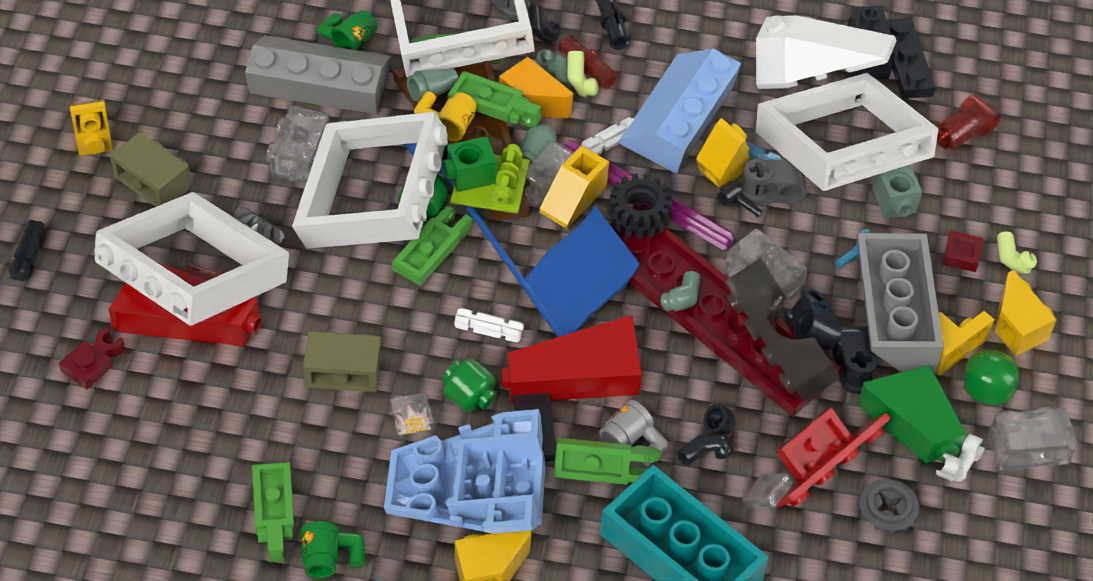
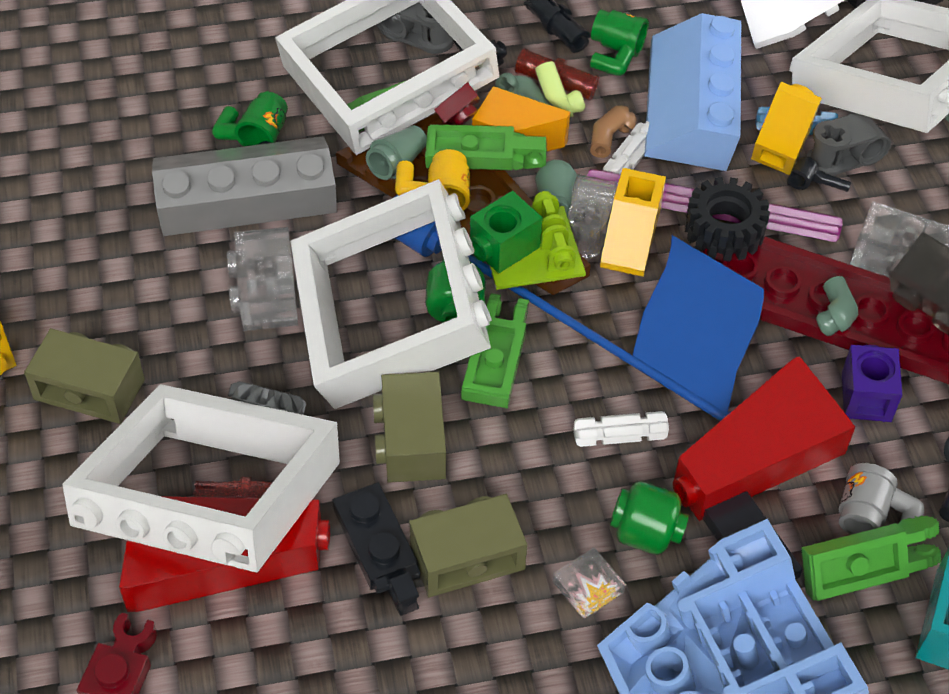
camera: 20 degrees left, 0 degrees up
(288, 342) = (379, 545): none -> black hinge
(346, 275) = (413, 427): none -> olive brick
(490, 64) = (459, 106): none -> dark red plate
(601, 113) = (603, 129): none -> medium nougat arm
(653, 44) = (620, 33): none -> green piece
(679, 364) = (871, 383): none -> dark purple brick

